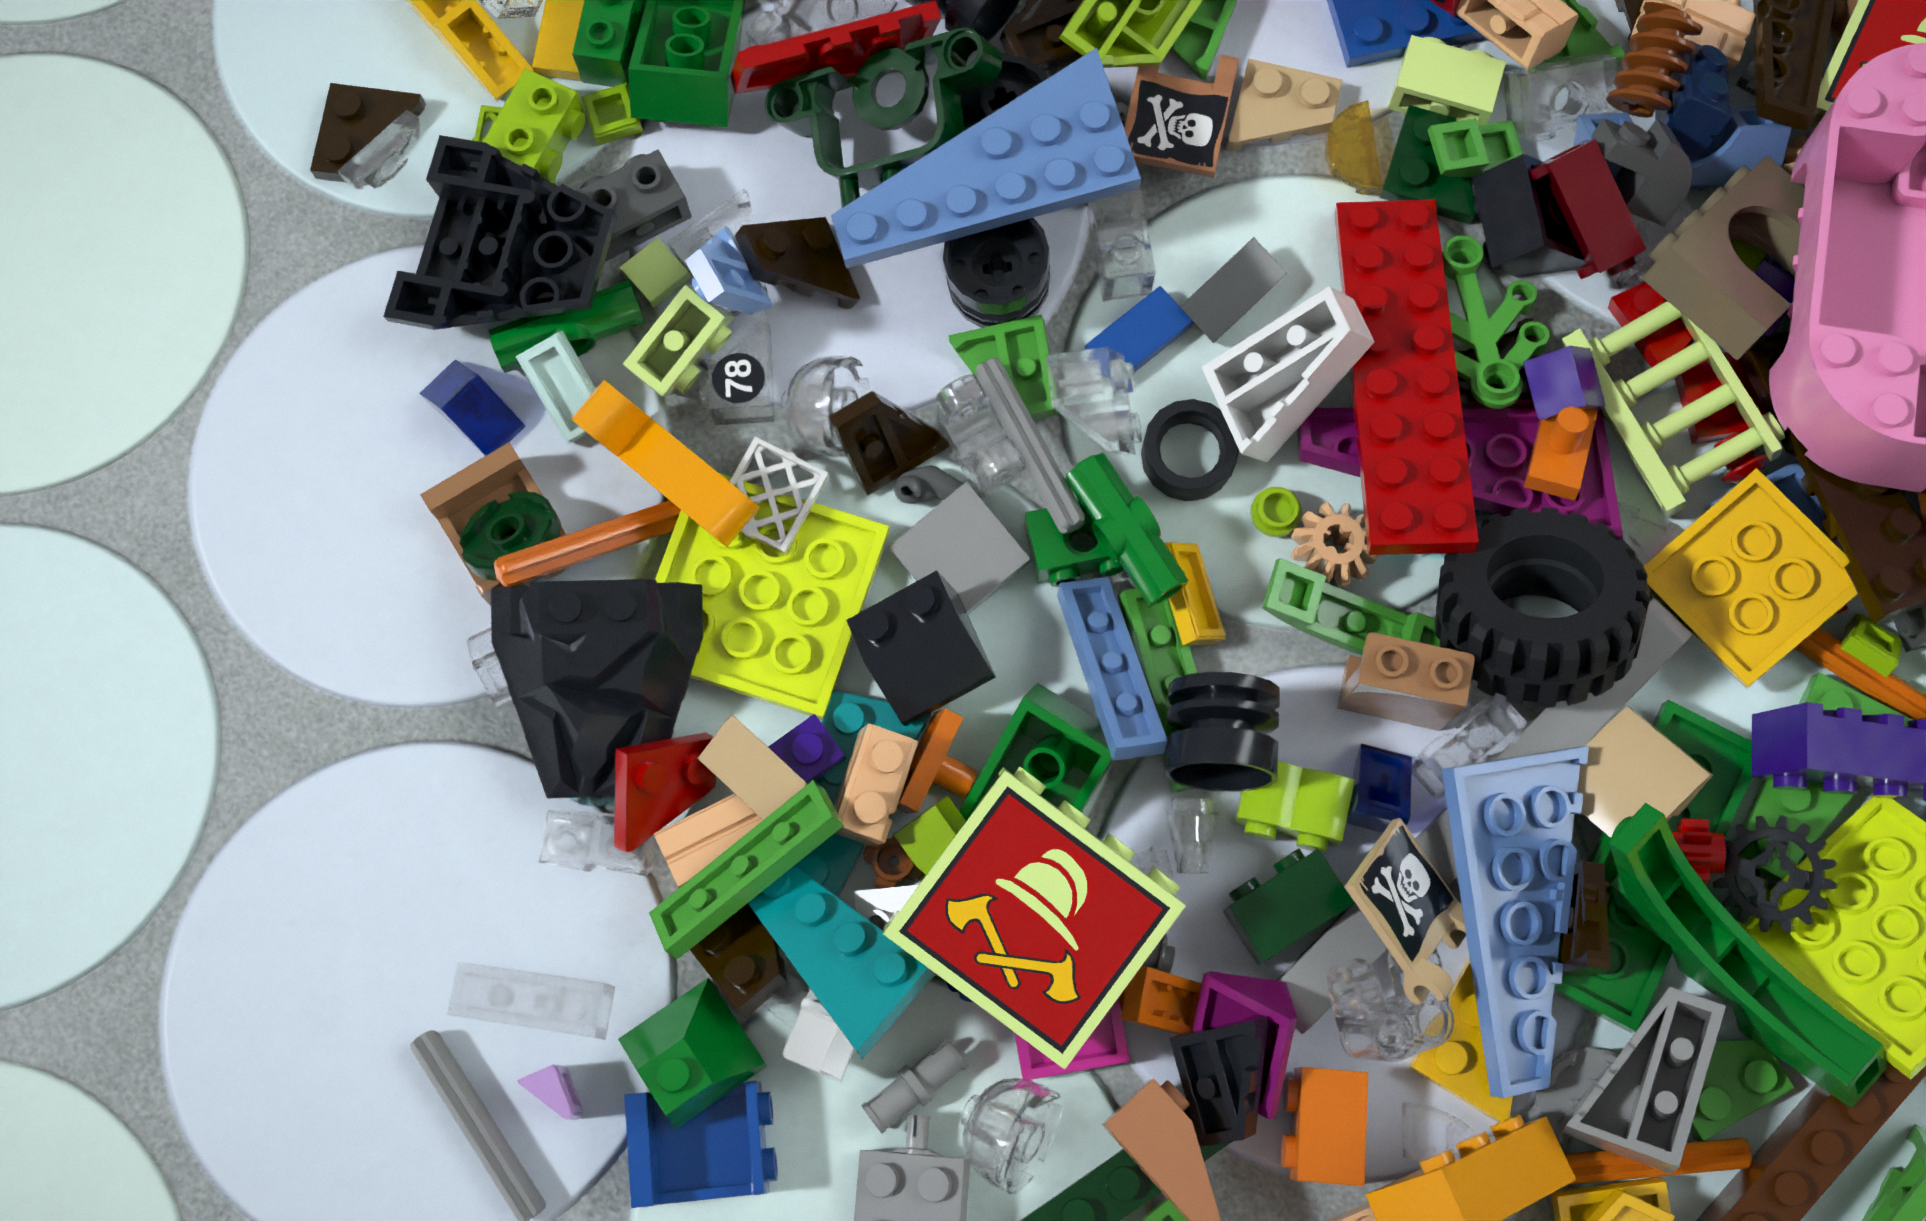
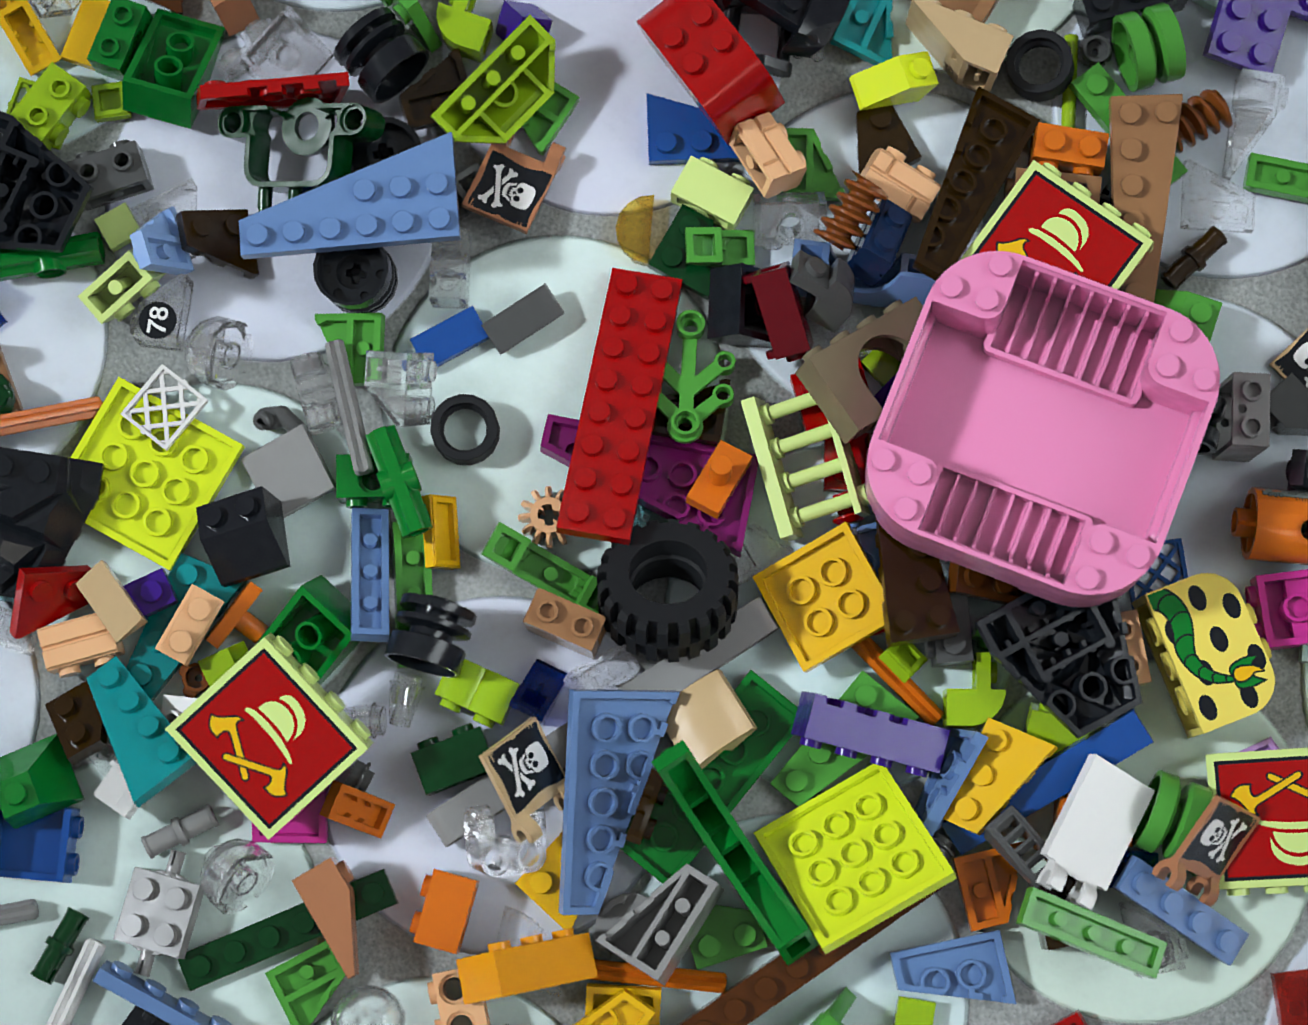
camera: 10 degrees right, 5 degrees up
(558, 381) = (37, 302): light aqua tile -> none
(665, 463) = (94, 372): light orange beam -> none
(745, 869) = (91, 666): bright green plate -> none
(883, 440) = (250, 383): dark brown wing -> none
(1222, 1078) = (377, 866): black wing -> none
(1238, 998) = (400, 841): magenta slope -> none
(1276, 511) = (516, 484): lime plate -> none
(1282, 103) = (592, 185): tan wing -> none
(1287, 370) = (537, 390): white wedge -> none
(1563, 381) = (730, 434): dark purple panel -> none
(1701, 848) = (732, 777): red gear -> none
(1769, 909) = (772, 812): black gear -> none

